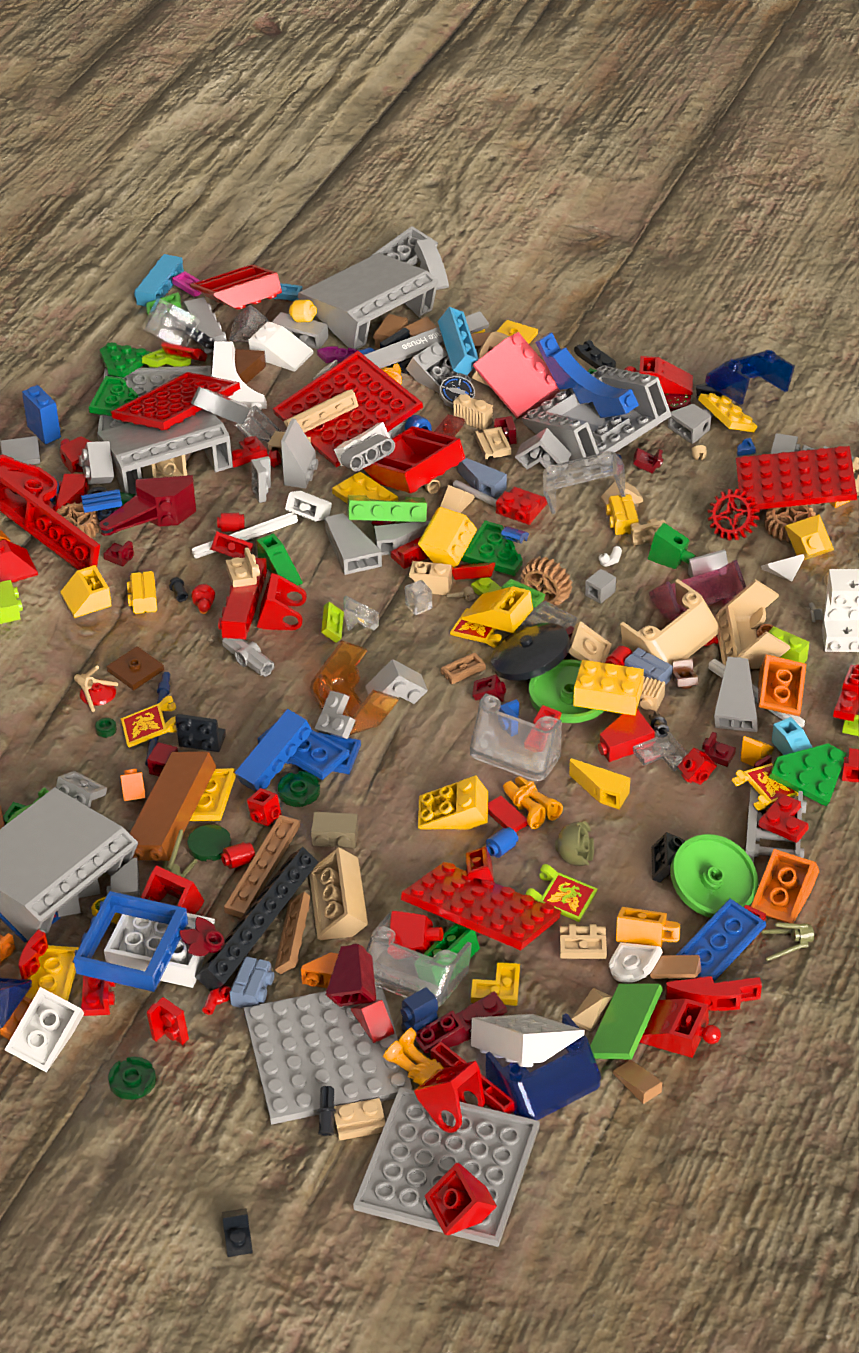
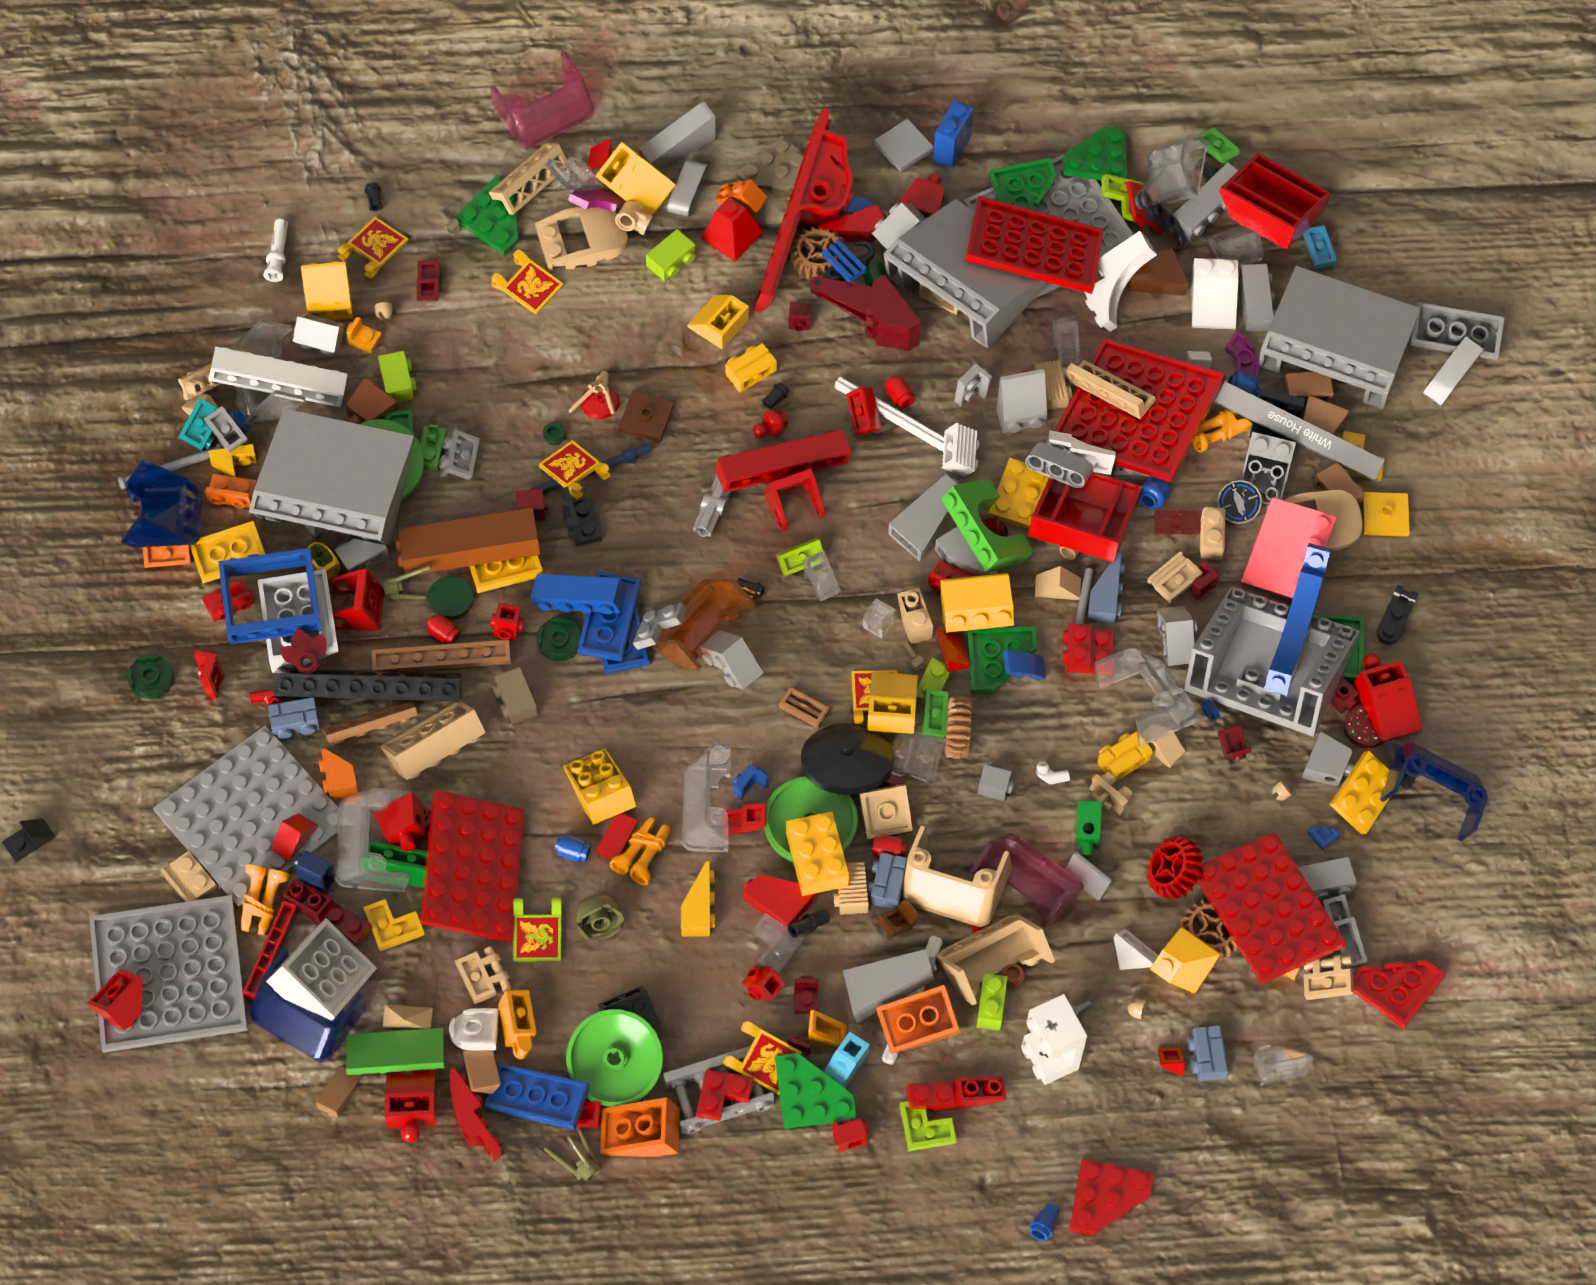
camera: 60 degrees right, 20 degrees up
(30, 955) = (223, 526): red slope -> none
(44, 1030) = (161, 580): white slope -> none
(132, 785) = (484, 496): slope -> none
(159, 279) = (1261, 118): dark azure brick -> none
(183, 281) = (1277, 145): dark pink plate -> none
(220, 405) = (1041, 291): slope -> none
(243, 570) = (809, 439): tan bracket -> none
(250, 449) = (1021, 355): red plate -> none
(277, 558) = (859, 465): slope -> none
(302, 310) = (1269, 285): yellow head -> none
(326, 1111) = (176, 848): black axle -> none
(352, 977) = (320, 796): dark red slope -> none
(447, 1089) = (230, 929): red hose -> none
(458, 341) = (1304, 463): dark azure brick -> none
(479, 864) = (531, 843): red slope -> none
(489, 685) = (781, 745): dark red bracket -> none

